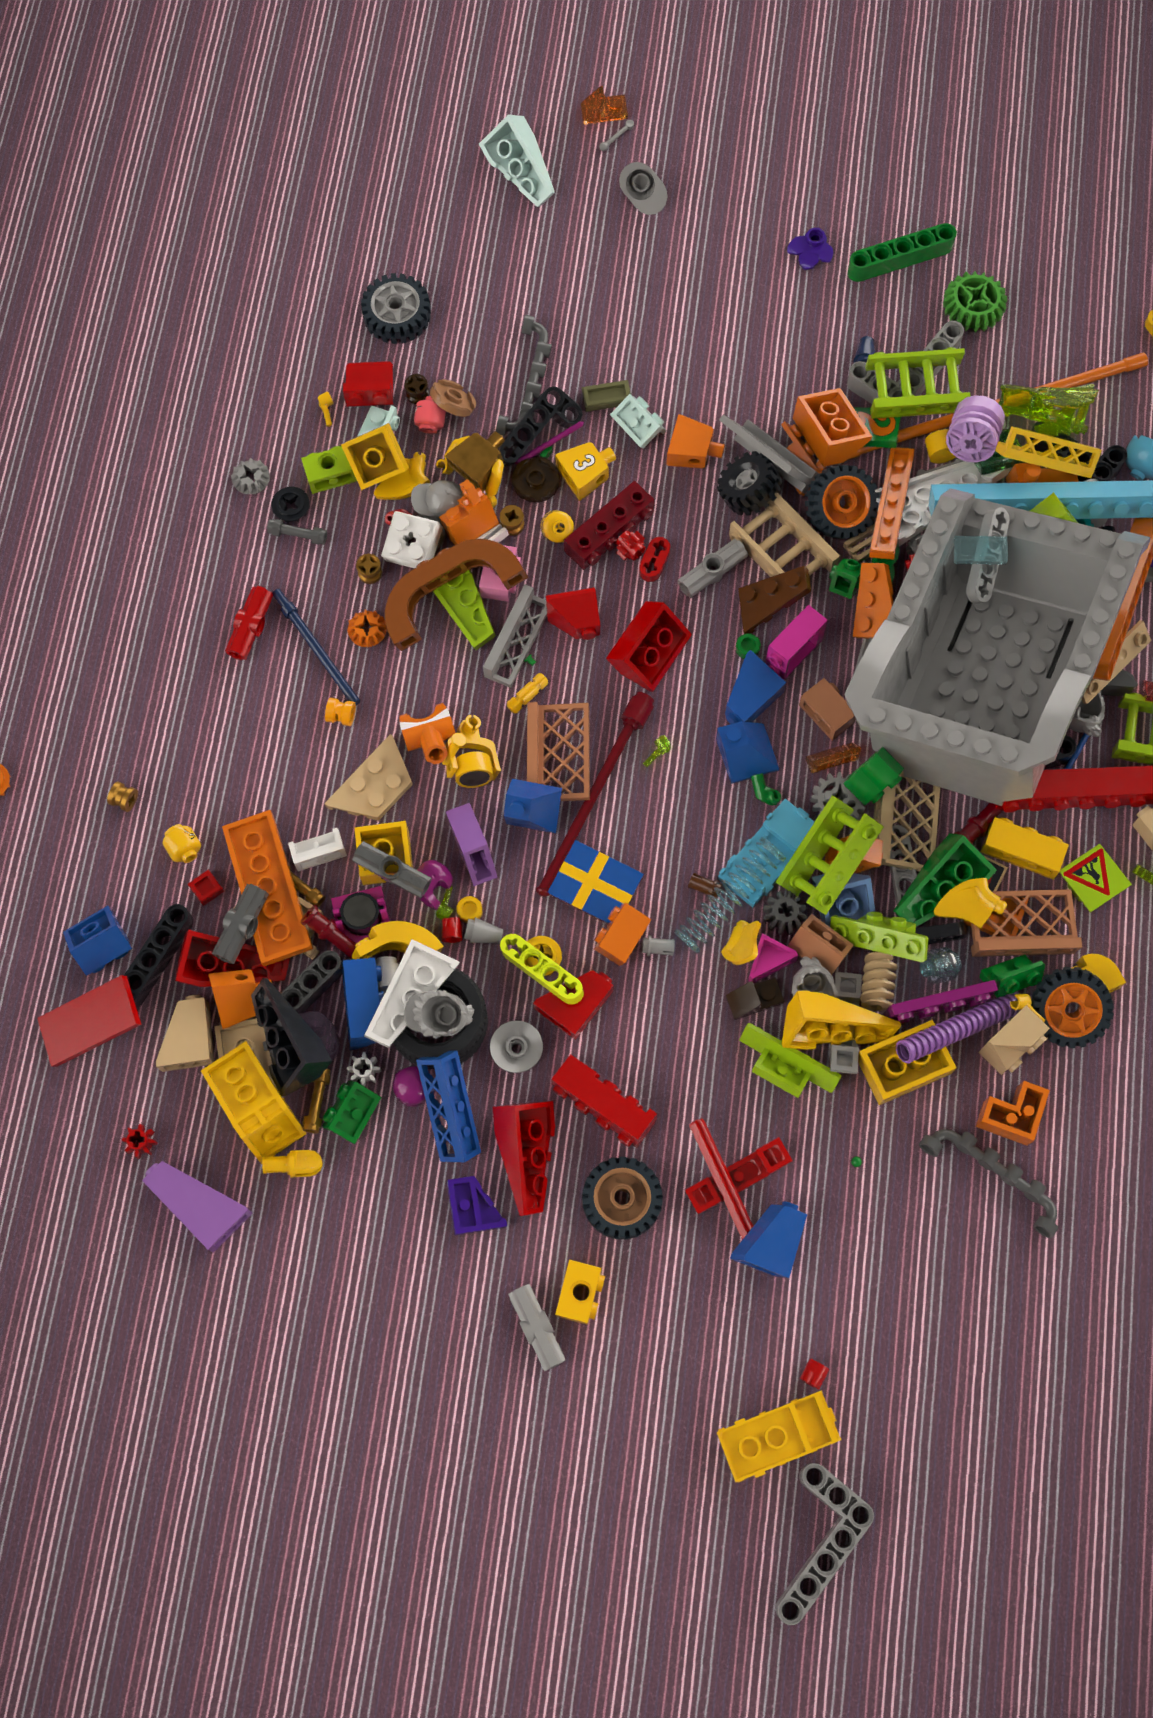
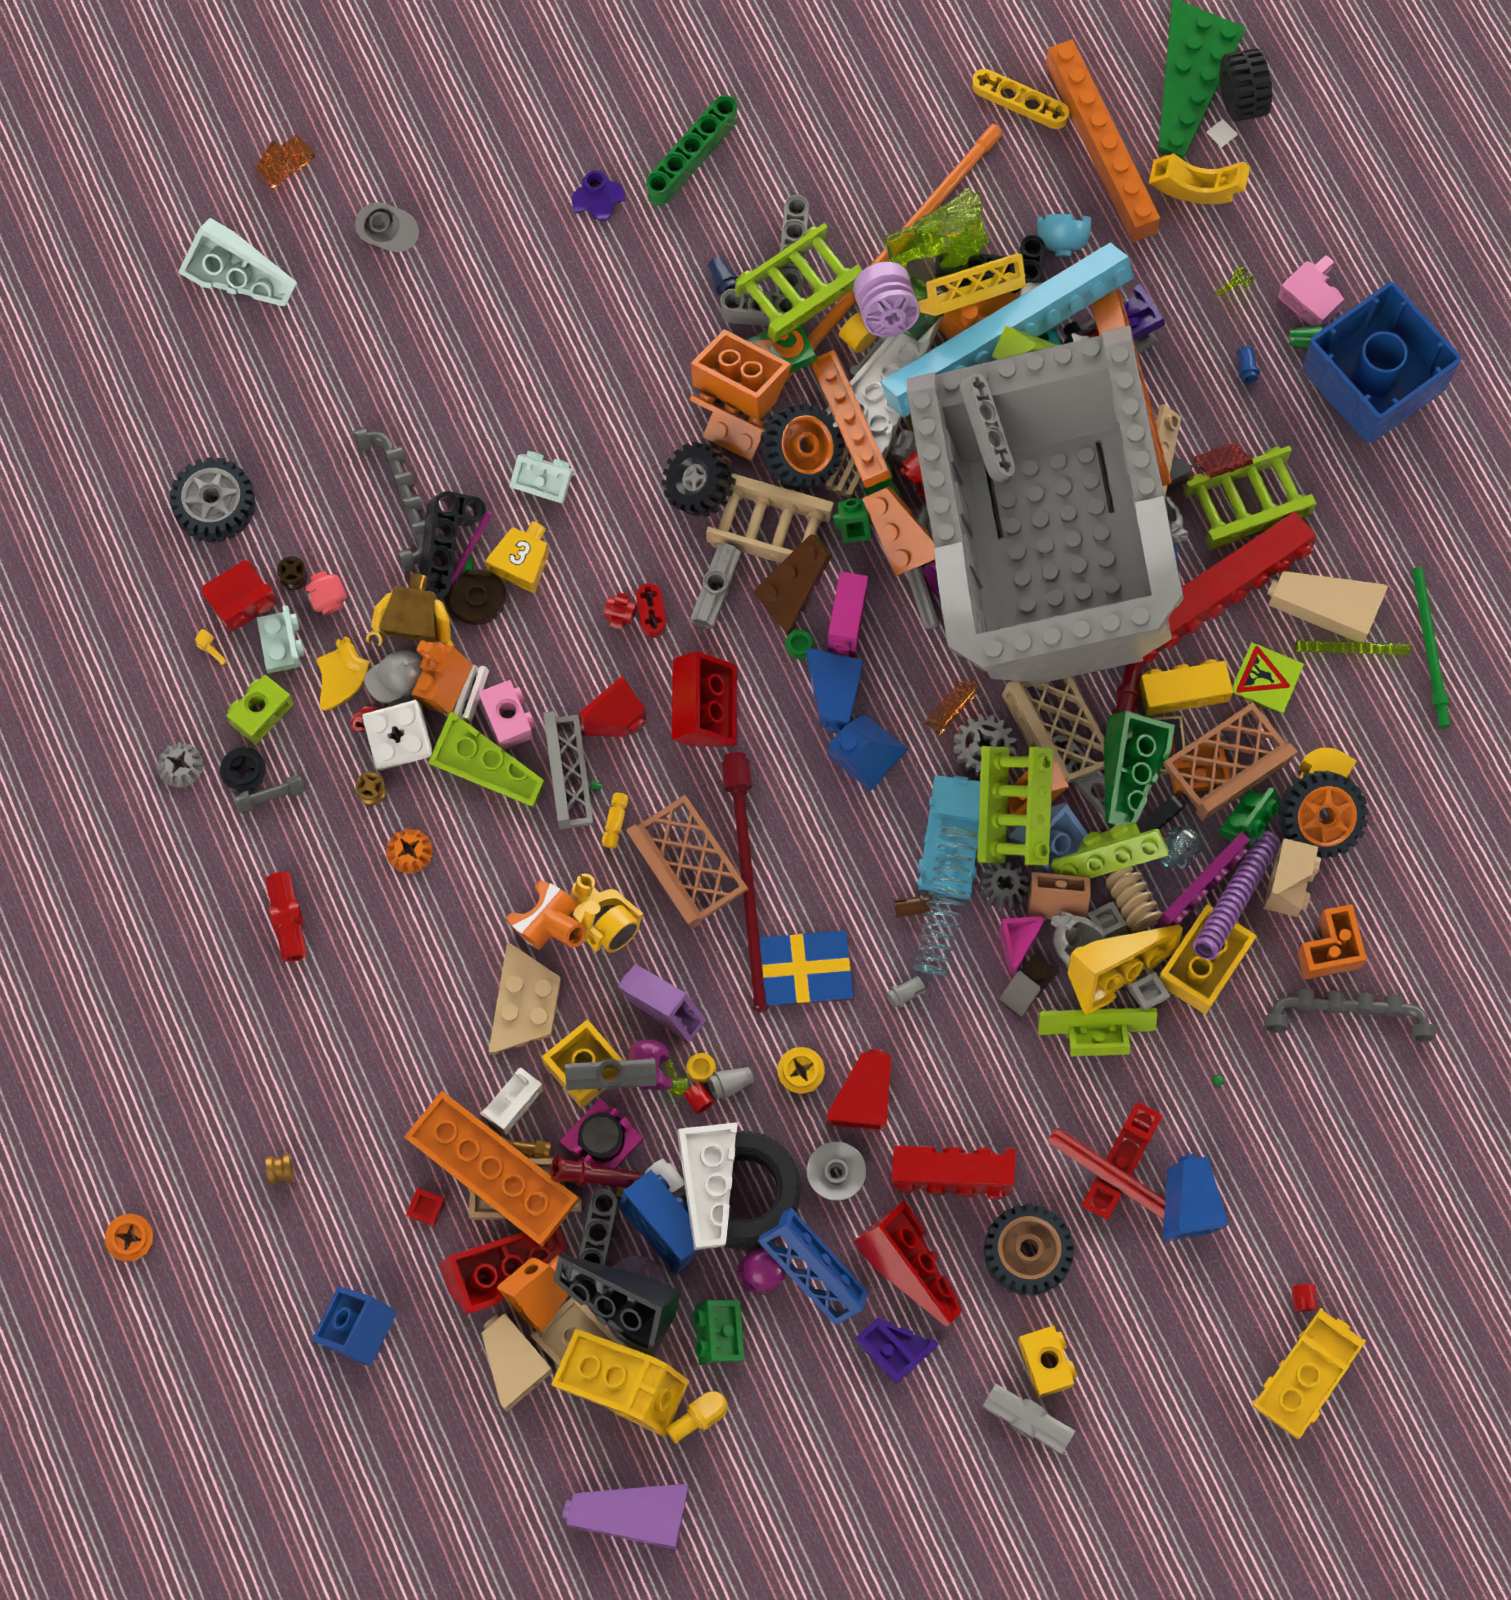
camera: 35 degrees left, 0 degrees up
(89, 1021) = (406, 1407): red tile -> none
(143, 1147) = (530, 1498): red gear -> none
(162, 953) = (417, 1300): black beam -> none
(181, 843) = (373, 1179): yellow head -> none
(240, 923) = (494, 1219): dark grey piece -> none
(291, 612) = (319, 880): dark blue bar -> none
(312, 1121) = (690, 1365): pearl gold bar -> none
(340, 711) = (442, 951): light orange wheel -> none
(369, 1074) = (708, 1276): white gear -> none
(375, 456) = (305, 670): yellow brick -> none
(394, 936) = (652, 1136): yellow arch -> none
(437, 572) = (453, 742): dark orange arch -> none
(437, 1013) = (750, 1184): light grey hair -> none
(452, 399) = (339, 562): medium nougat tile -> none
(516, 524) = (484, 658): pearl gold wheel -> none
(532, 805) = (699, 928): blue slope -> none
(544, 965) = (812, 1085): neon yellow beam -> none
(549, 523) = (534, 634): yellow head -> none
(605, 395) = (490, 468): olive tile -> none
(607, 524) = (584, 602): dark red brick -> none
(621, 934) = (865, 1001): orange brick -> none
(629, 125) = (321, 164): light grey hinge -> none
(663, 746) = (783, 793): clear neon green hand -> none
(692, 444) = (612, 470): orange torso -> none
(742, 943) = (986, 939): yellow arm -> none
(764, 792) = (909, 781): green arm -> none
(787, 463) = (682, 431): light grey fence -> none
(827, 708) = (918, 661): nougat brick -> none
(827, 1545) = (1412, 1439): light grey beam -> none
(874, 776) = (1008, 704): green brick -> none
(970, 902) = (1171, 771): yellow arm -> none
(975, 301) = (816, 163): bright green gear -> none
(980, 550) = (980, 427): clear light blue tile -> none
(1024, 1000) = (1278, 835): yellow hand -> none

